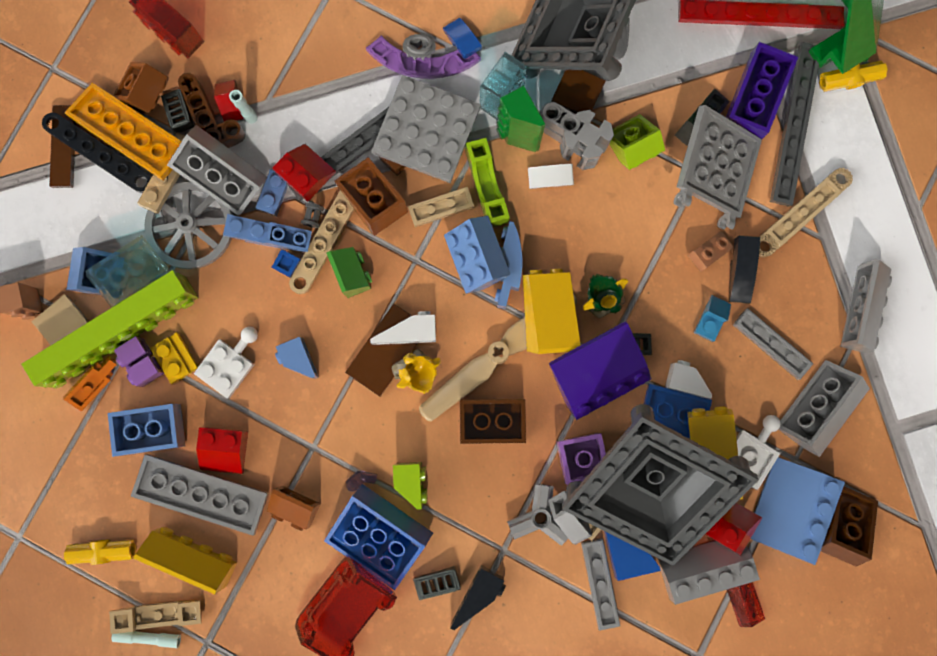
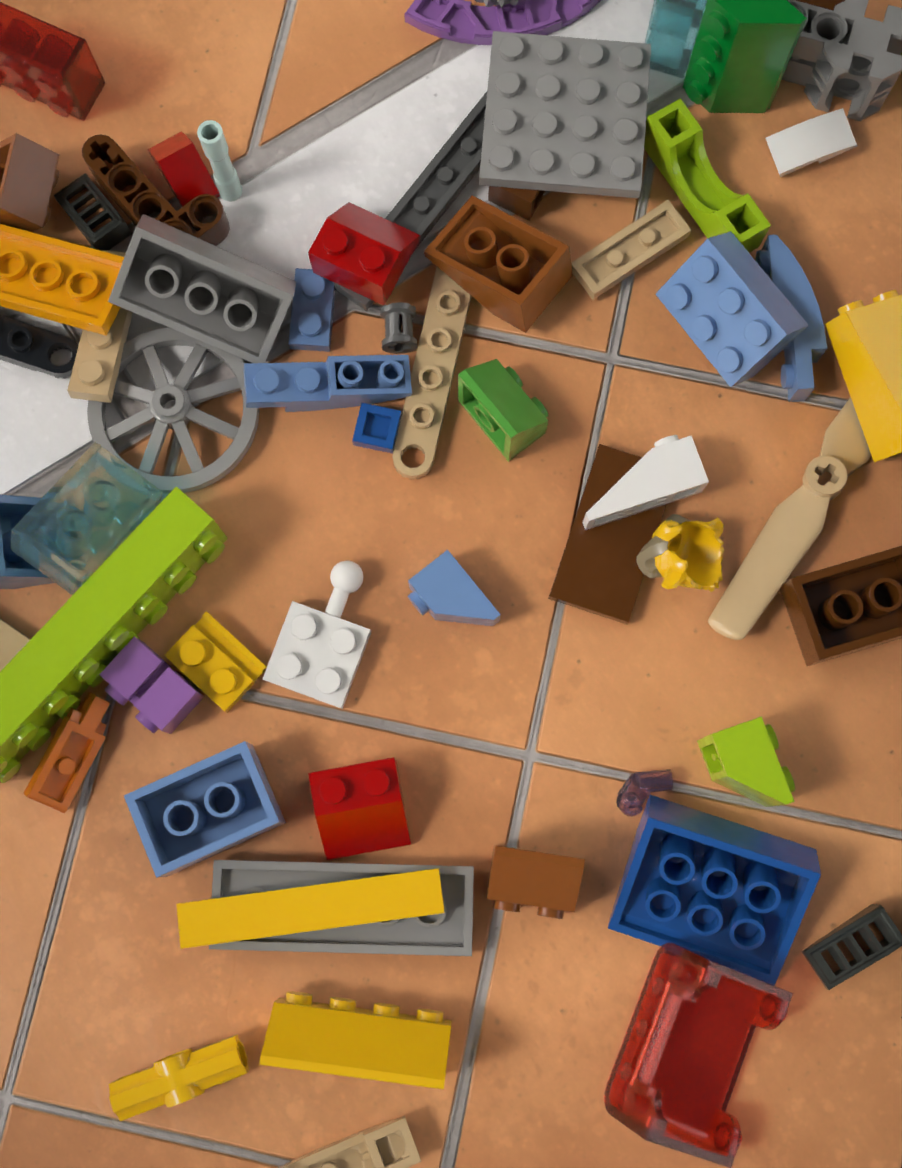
camera: 15 degrees left, 5 degrees down
(182, 491) = (310, 908): none -> yellow tile

